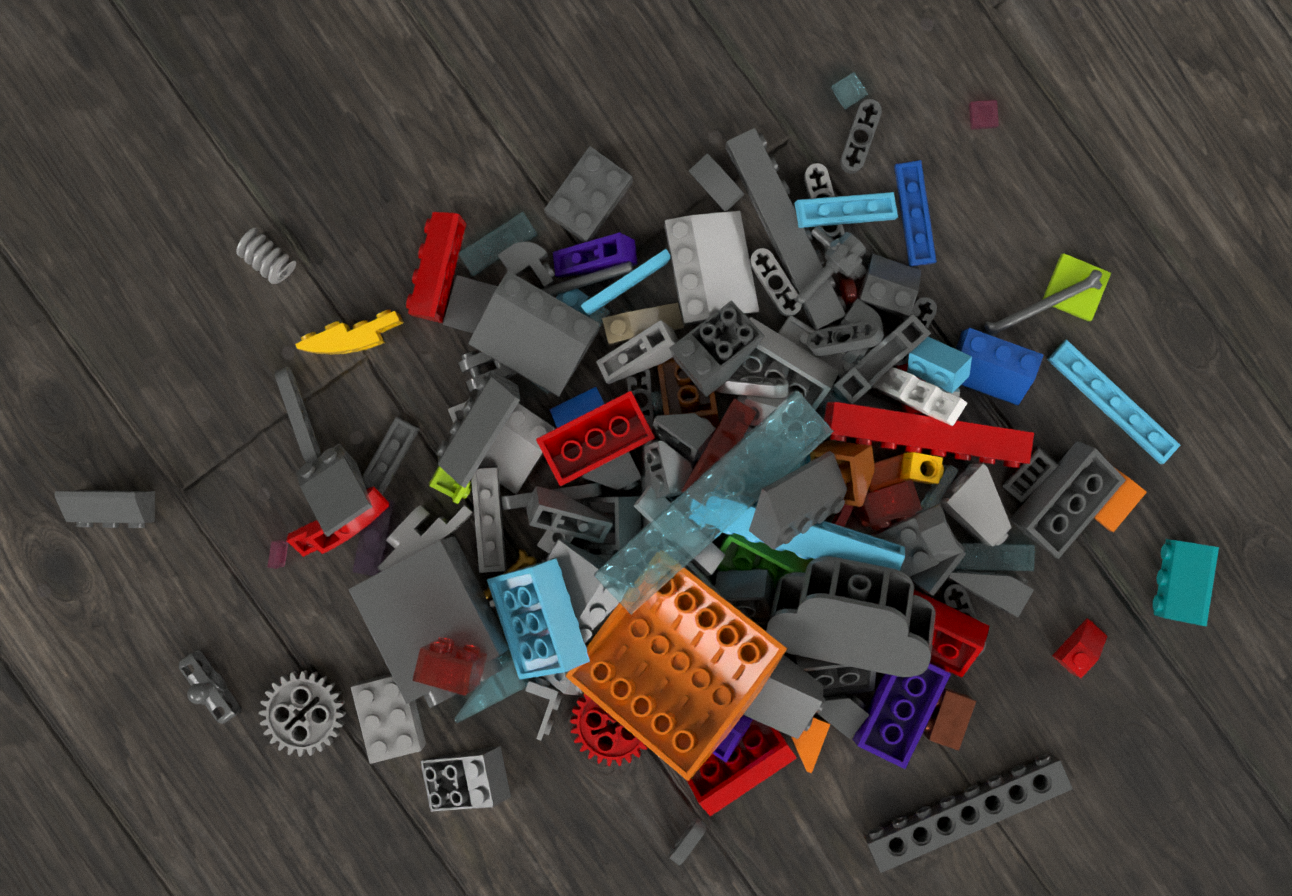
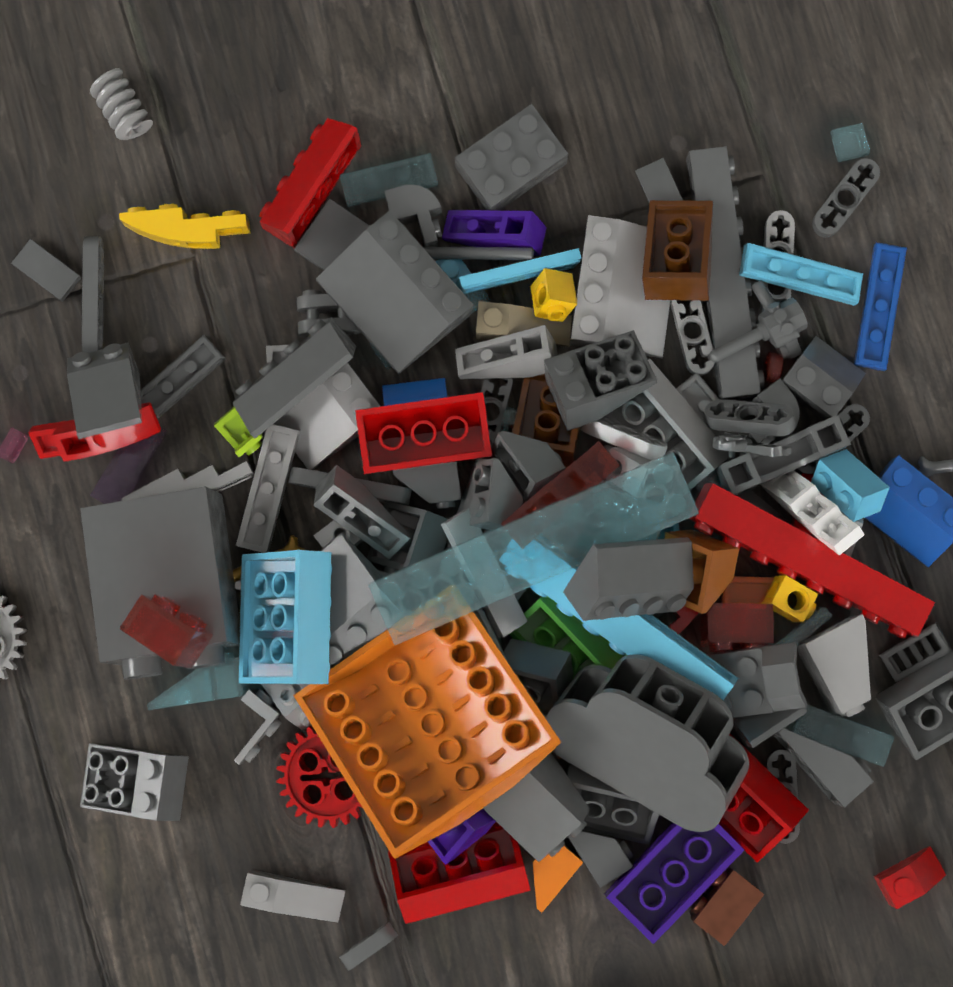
camera: 15 degrees right, 5 degrees down
(254, 407) = (46, 270): none -> dark grey tile
(385, 719) = (69, 678): light grey brick -> none
(412, 522) = (179, 460): light grey beam -> none
(615, 824) = (292, 896): none -> light grey slope
(658, 292) = (553, 295): none -> yellow brick
(745, 224) = (678, 250): none -> reddish brown slope
(841, 362) = (739, 443): none -> dark grey piece

